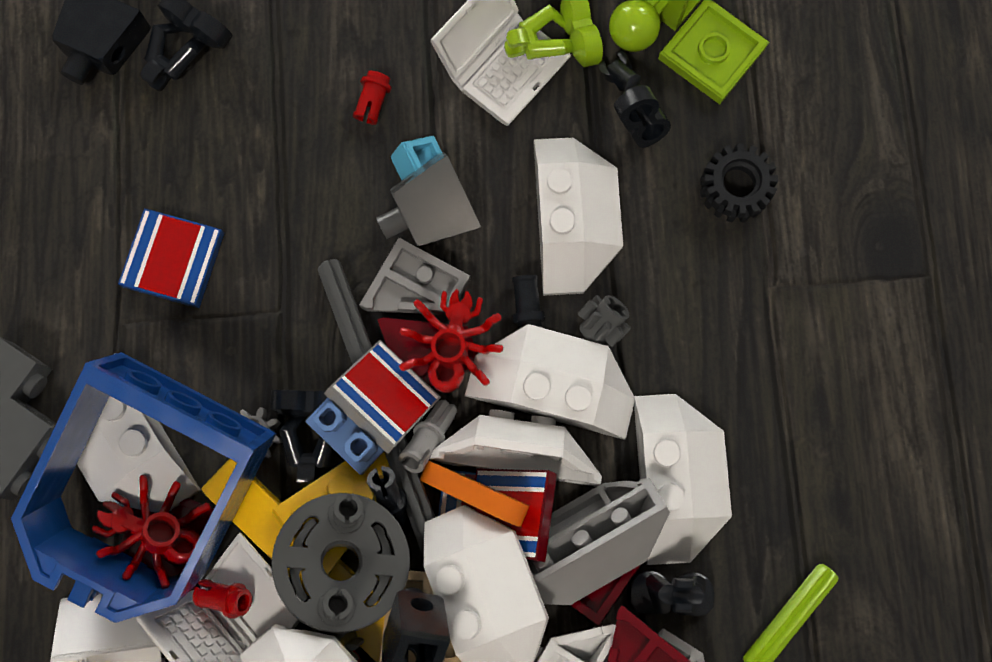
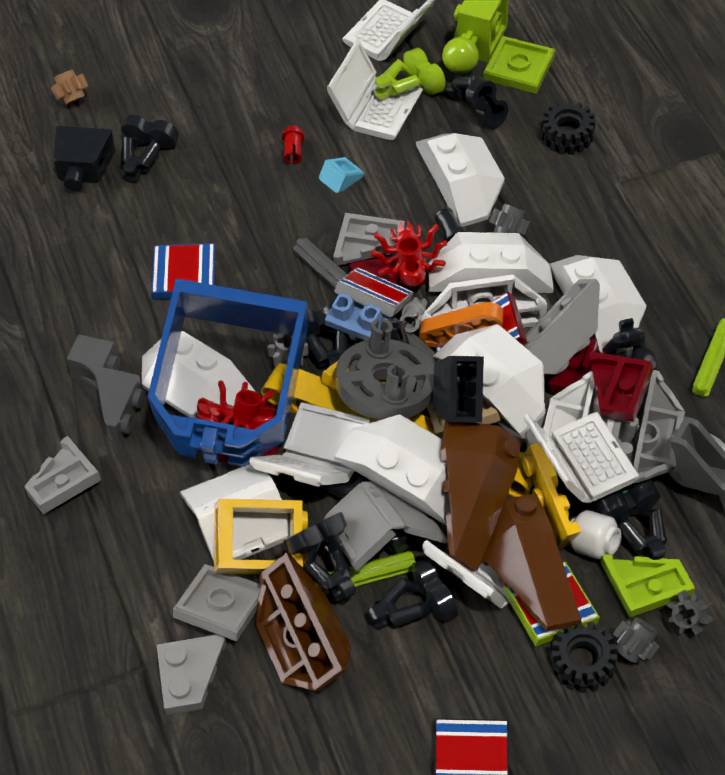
camera: 15 degrees left, 25 degrees down
(231, 599) = (306, 439): red pin -> none
(430, 204) = (361, 186): dark grey torso -> none

